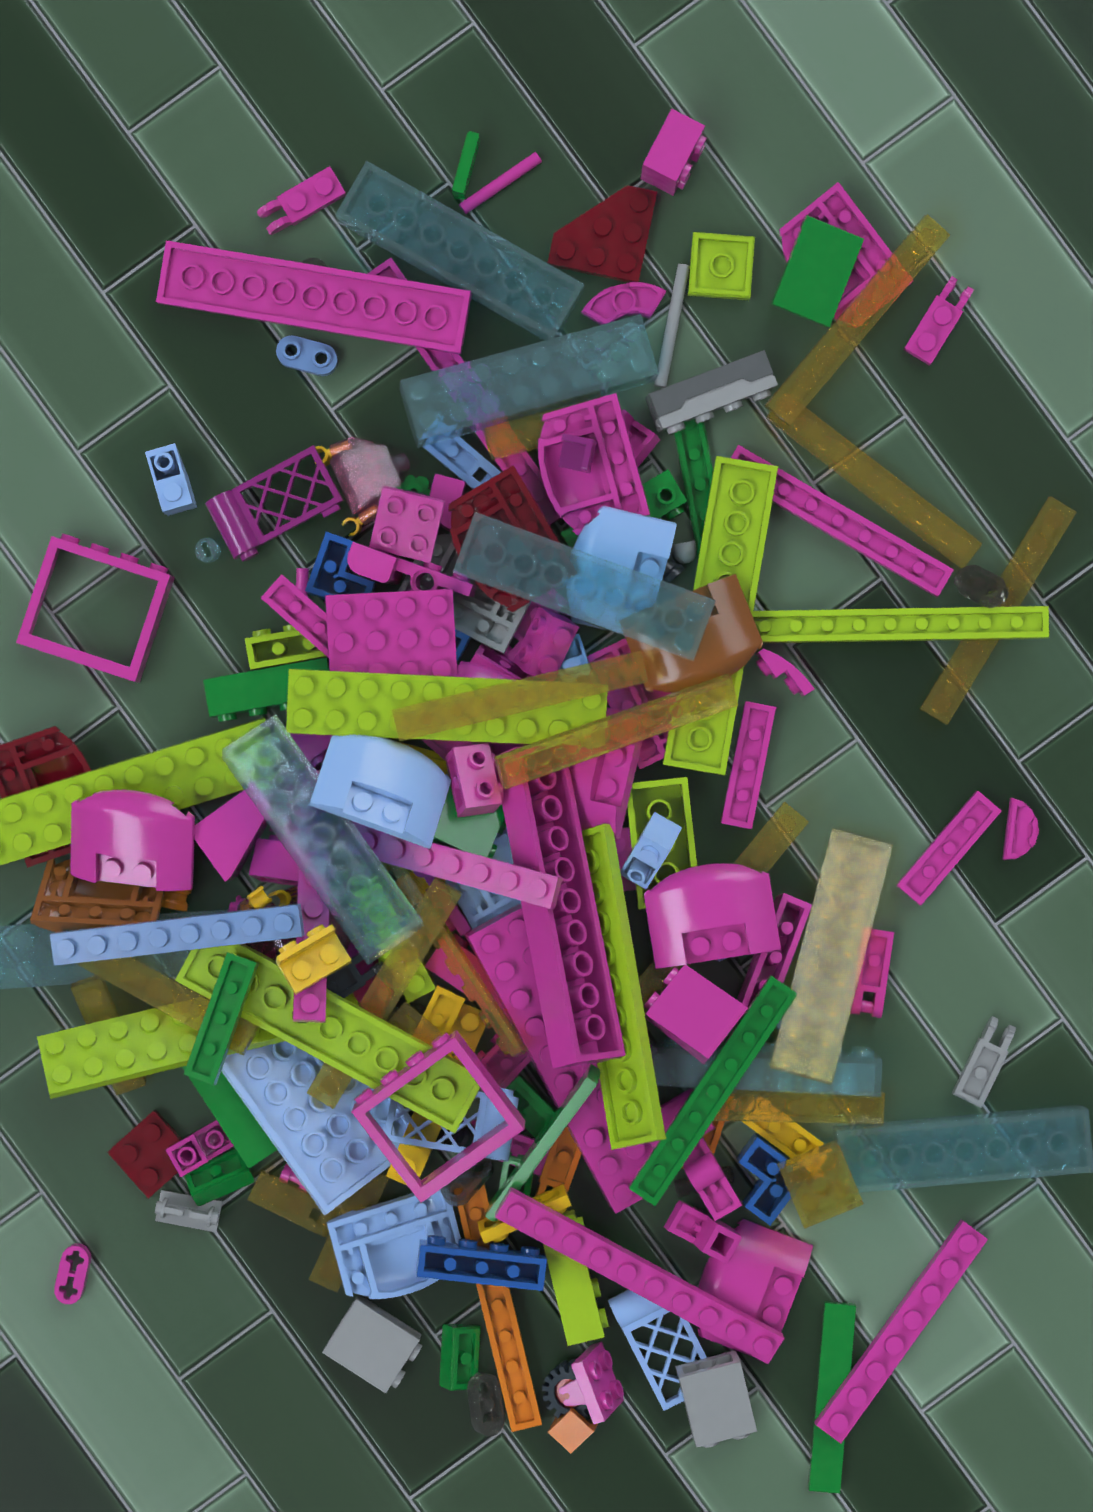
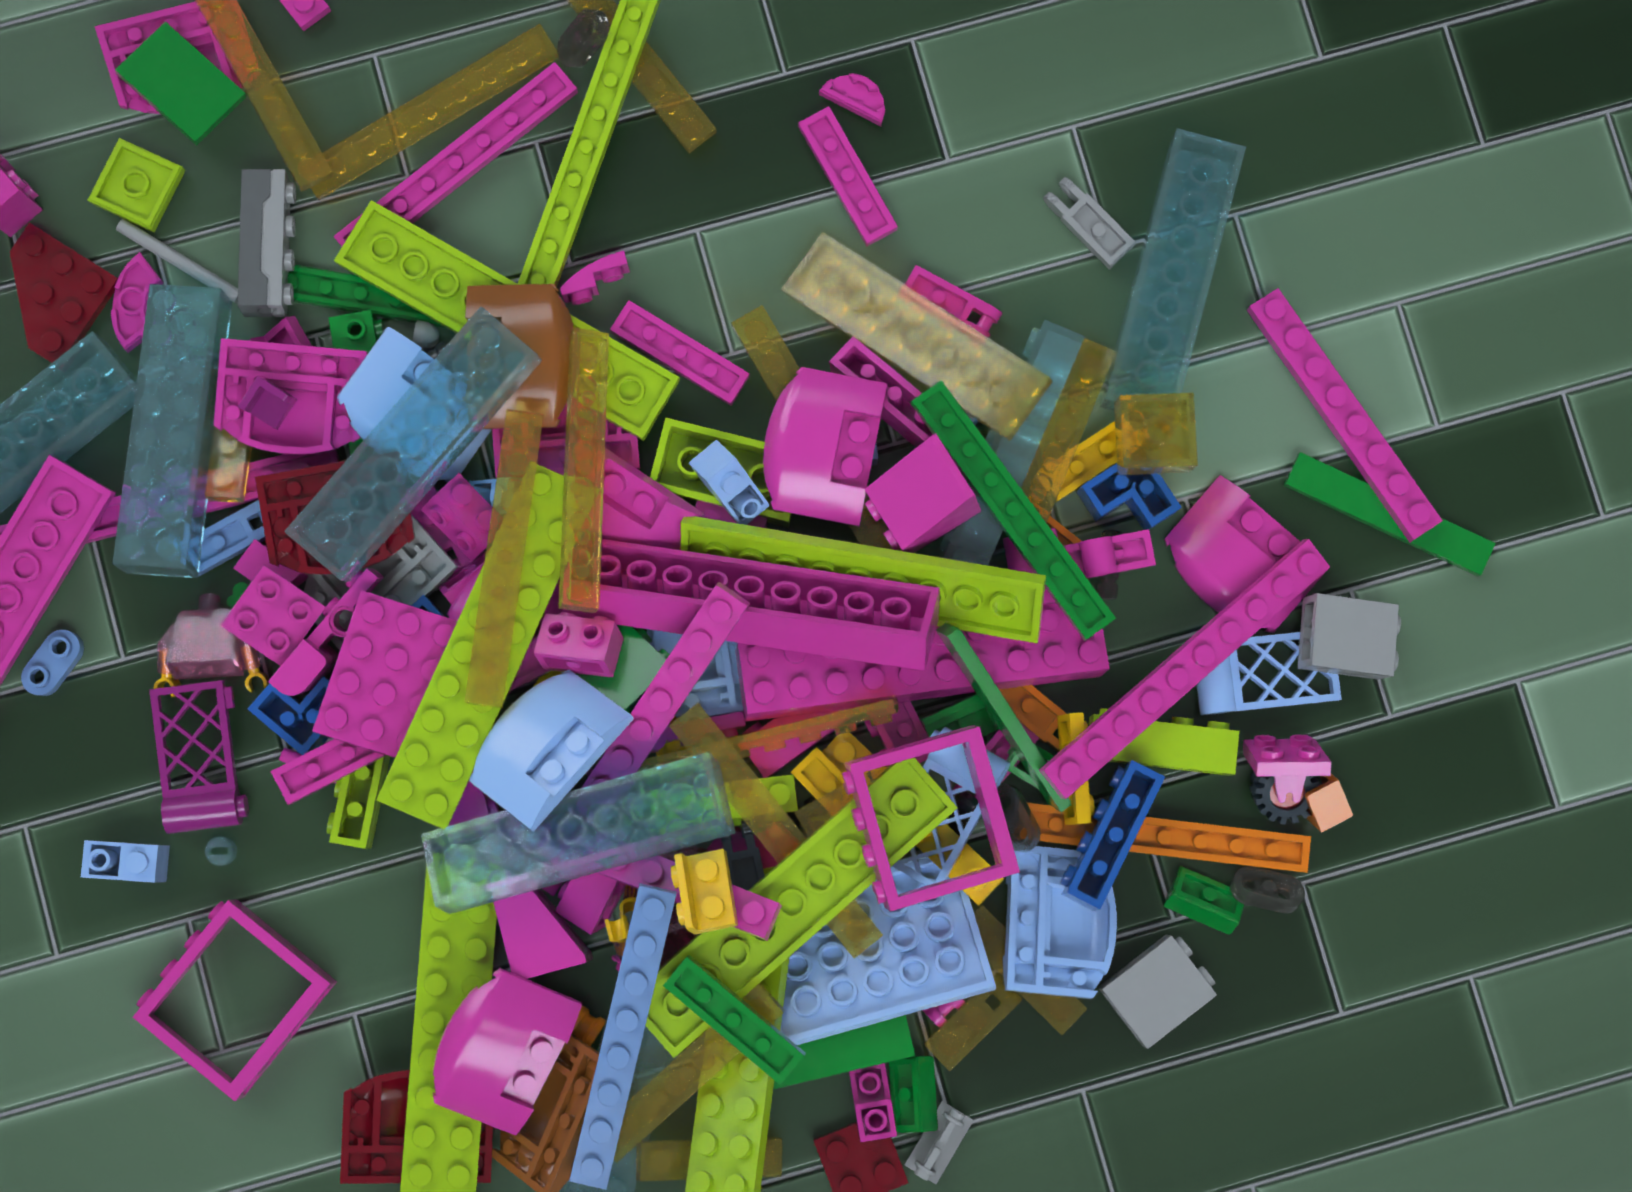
camera: 75 degrees left, 5 degrees down
(253, 690) = (392, 859): green brick -> none
(699, 1228) = (1163, 583): dark pink brick -> none

